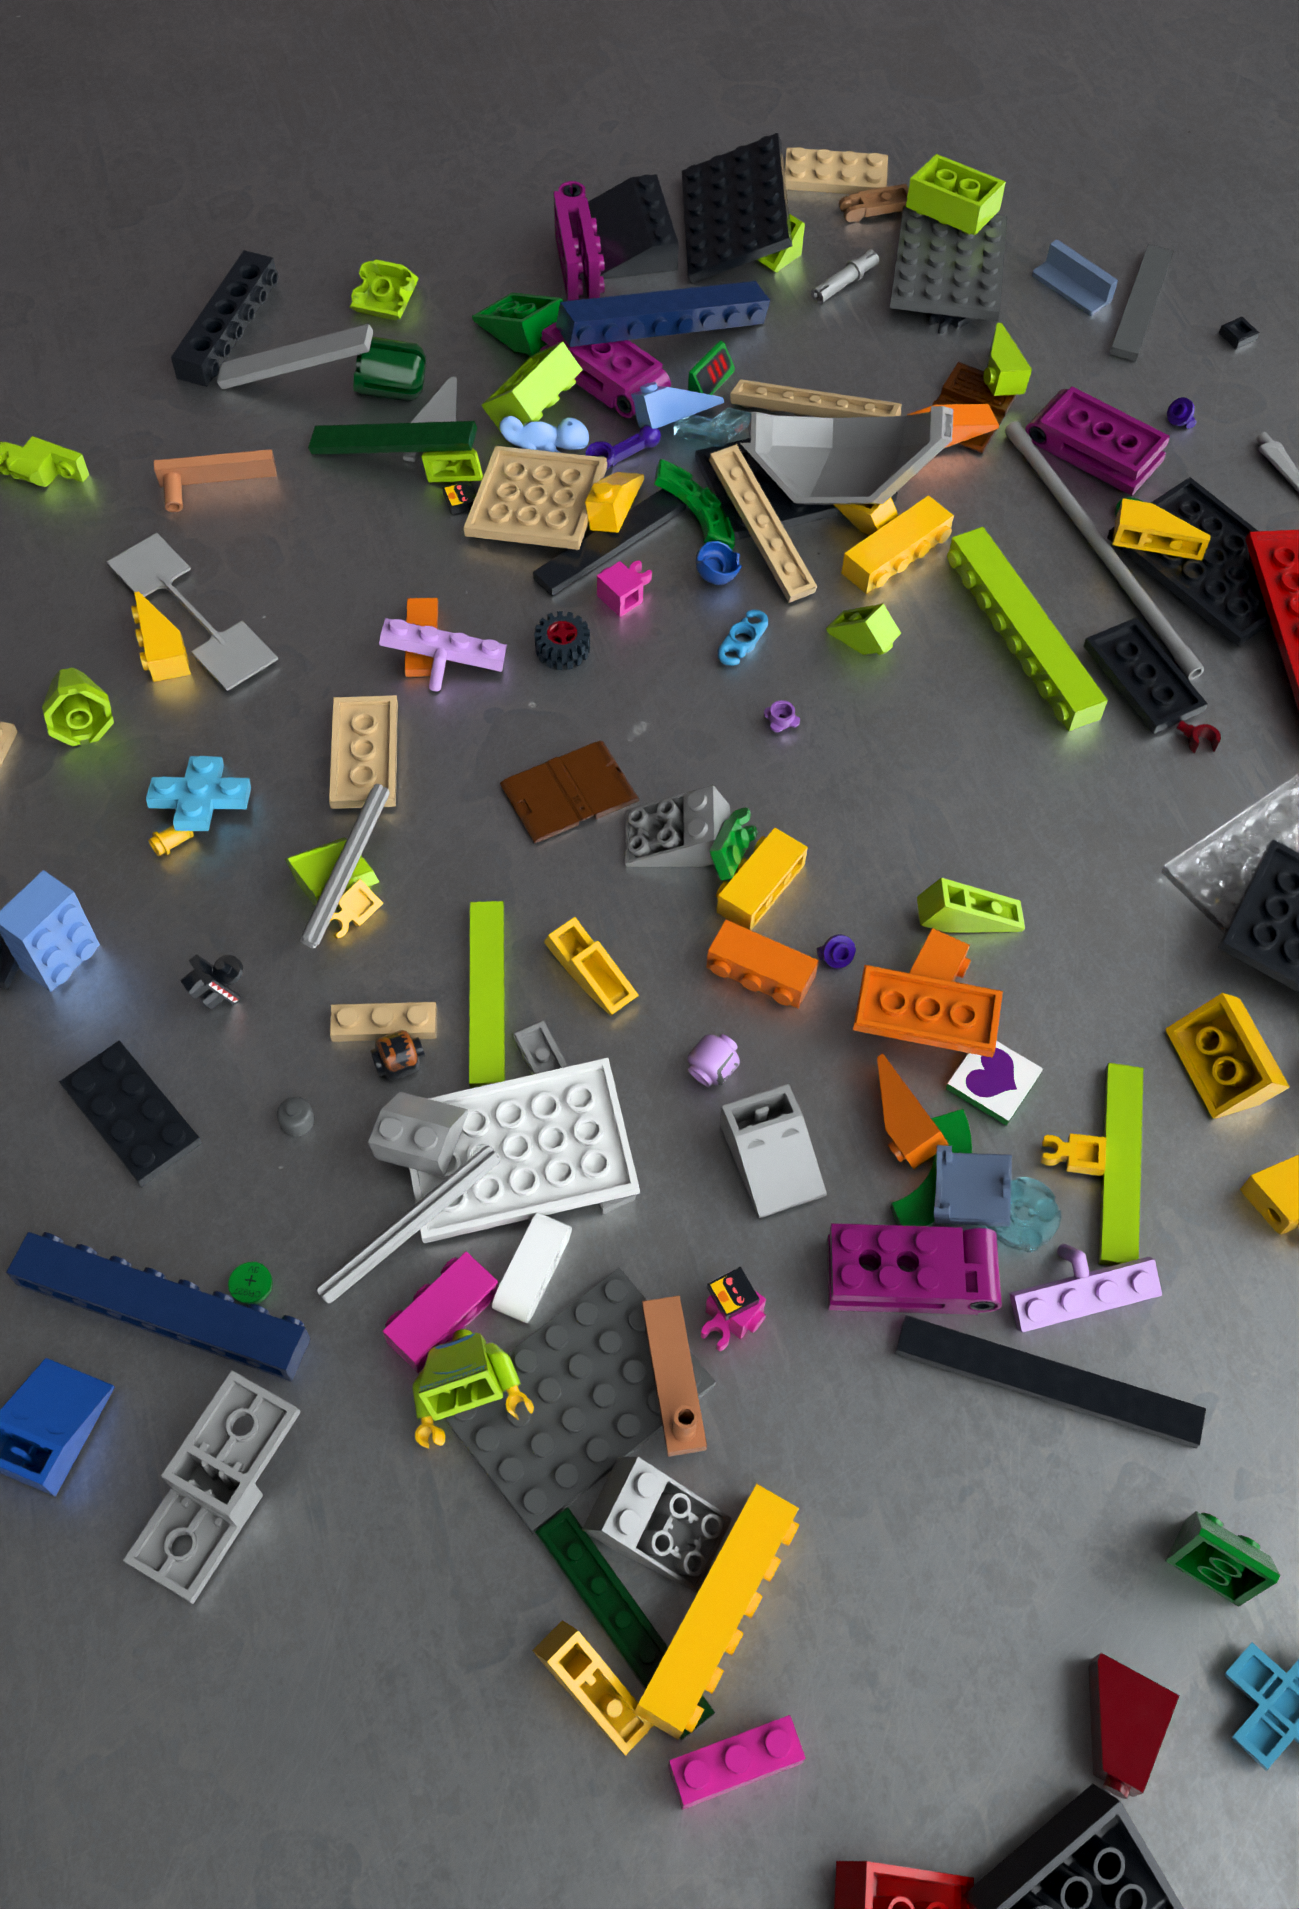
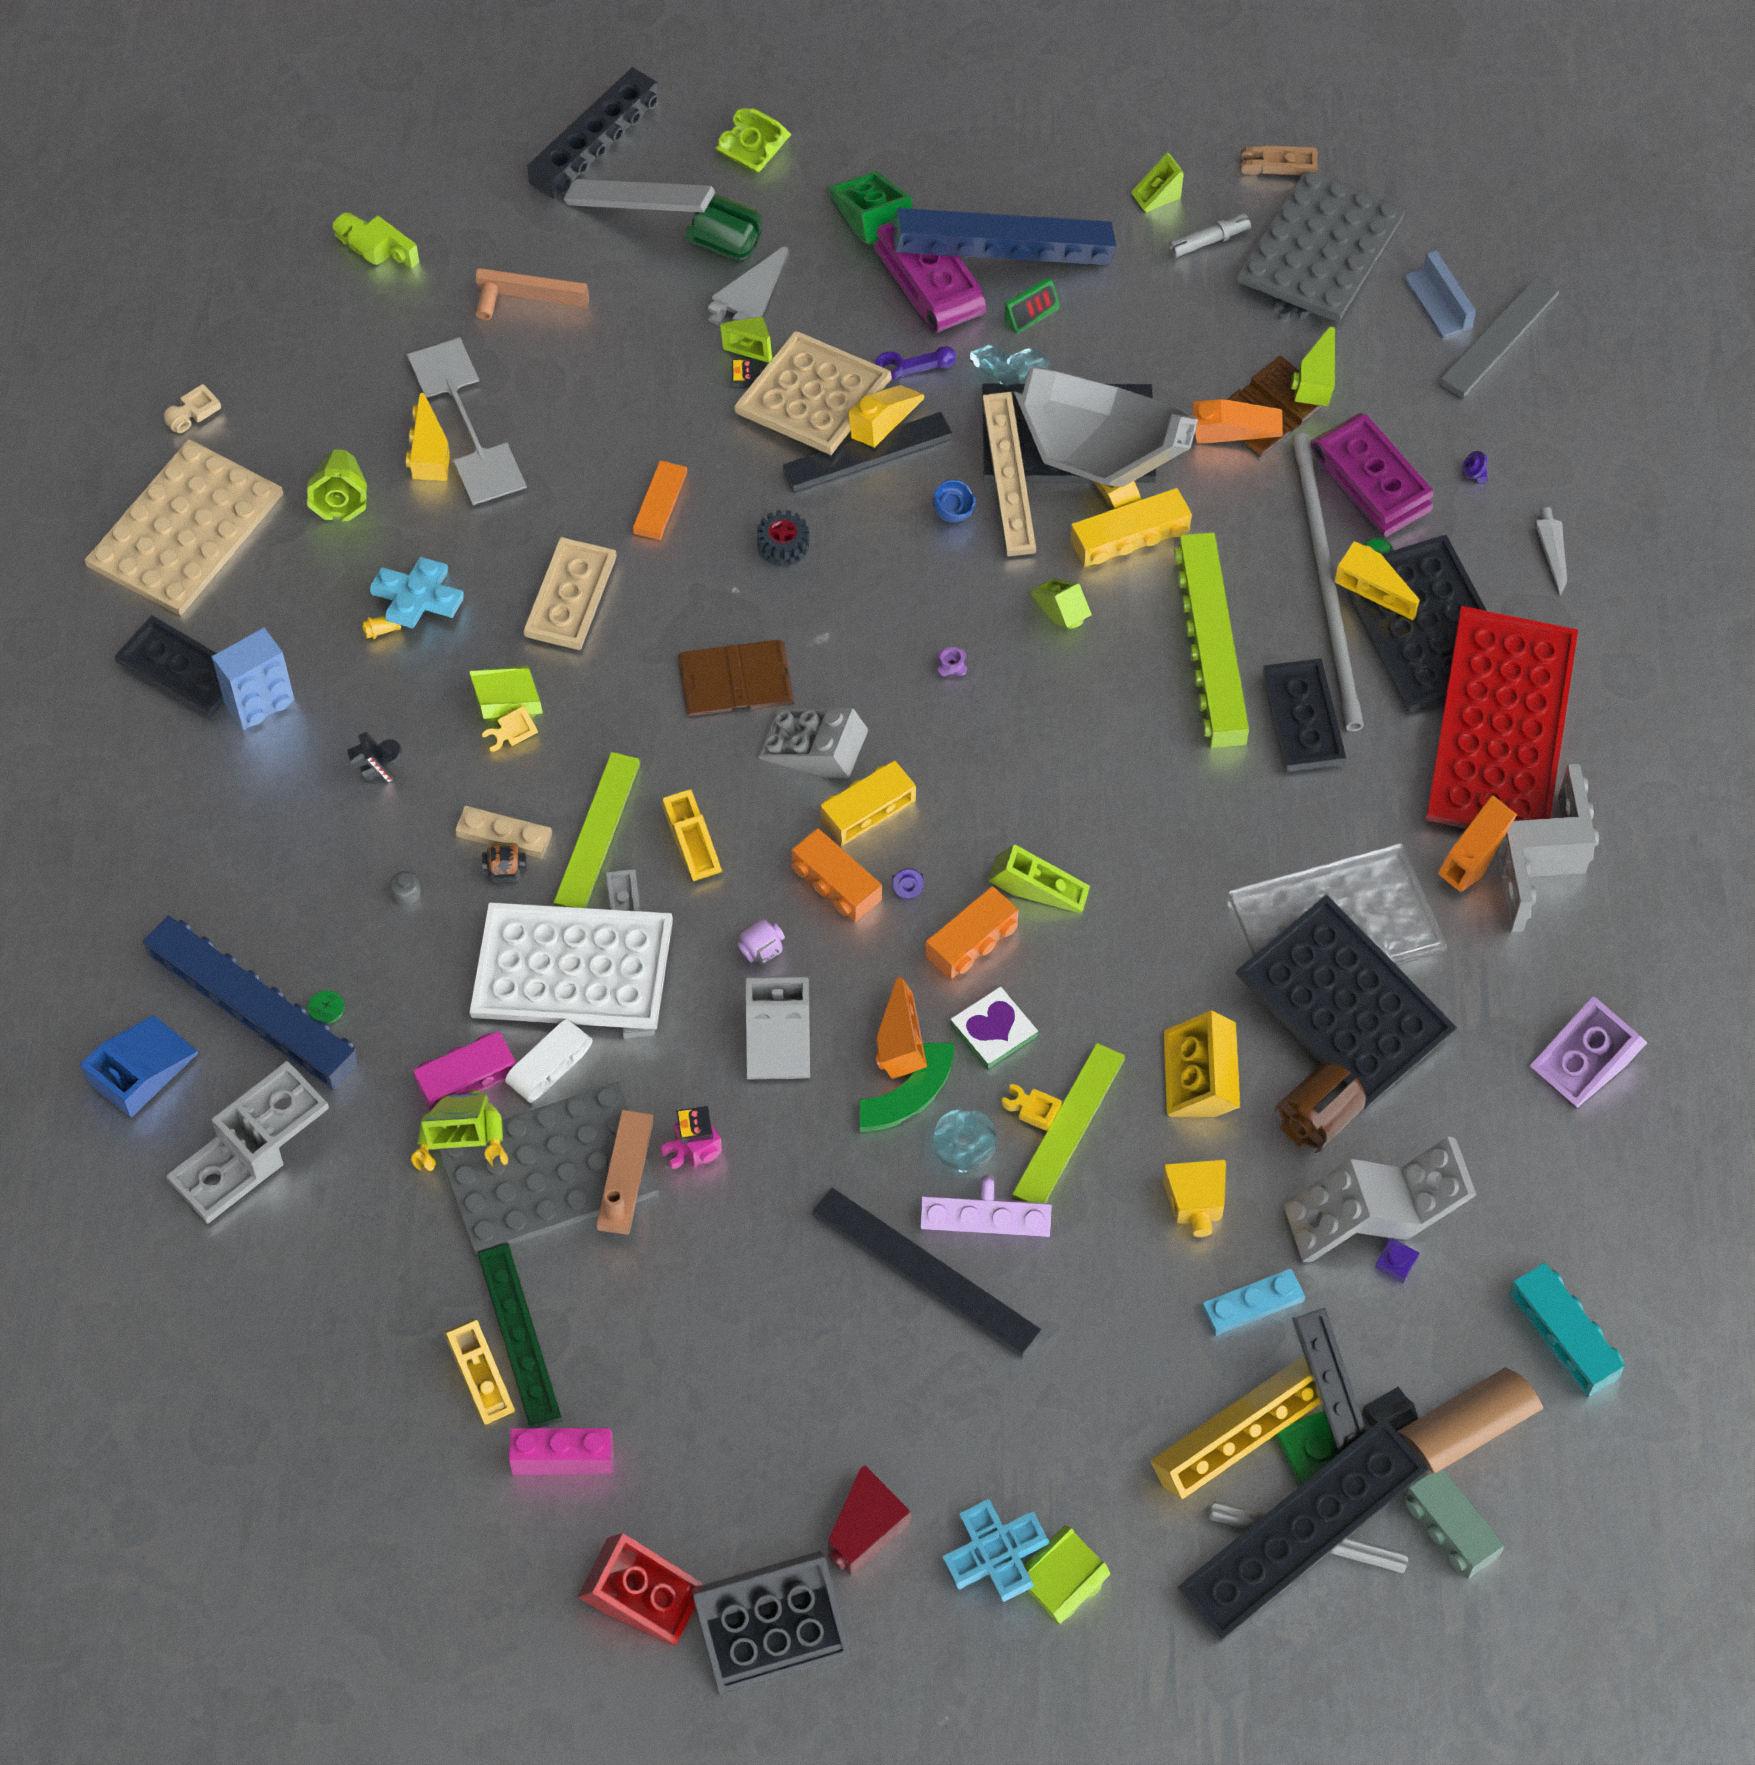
camera: 20 degrees right, 0 degrees up
(130, 1113) = (276, 847): black plate -> none
(344, 866) = (515, 690): light grey axle -> none
(393, 437) = (701, 300): dark green tile -> none
(408, 1224) = (463, 997): axle -> none
(417, 1133) = (494, 928): light grey slope -> none
(443, 647) = (672, 515): lavender plate -> none
(534, 386) = (849, 283): brick -> none
(542, 436) = (842, 335): light blue animal -> none
(576, 236) = (955, 122): magenta hinge -> none
(622, 587) = (856, 502): dark pink brick -> none
(635, 229) = (1017, 131): black slope -> none
(657, 1522) = (572, 1275): light grey slope -> none
(664, 405) = (970, 330): medium blue slope -> none
(699, 500) = (965, 436): green tile -> none
(716, 1612) = (590, 1346): yellow brick -> none
(731, 644) = (962, 575): dark azure piece -> none
(732, 843) = (852, 764): green hinge -> none
(735, 208) = (1126, 136): black plate -> none
(809, 402) = (1112, 364): tan plate -> none
(834, 171) = (1254, 113): tan plate -> none
(928, 1011) = (954, 952): orange tile -> none
(948, 1267) = (877, 1160): magenta hinge -> none
(955, 194) = (1350, 177): lime brick -> none
(972, 1188) = (927, 1105): sand blue piece -> none
(1203, 730) = (1327, 781): dark red piece -> none
(1221, 1559) = (991, 1431): green slope -> none
(1239, 332) = (1582, 395): black tile -> none

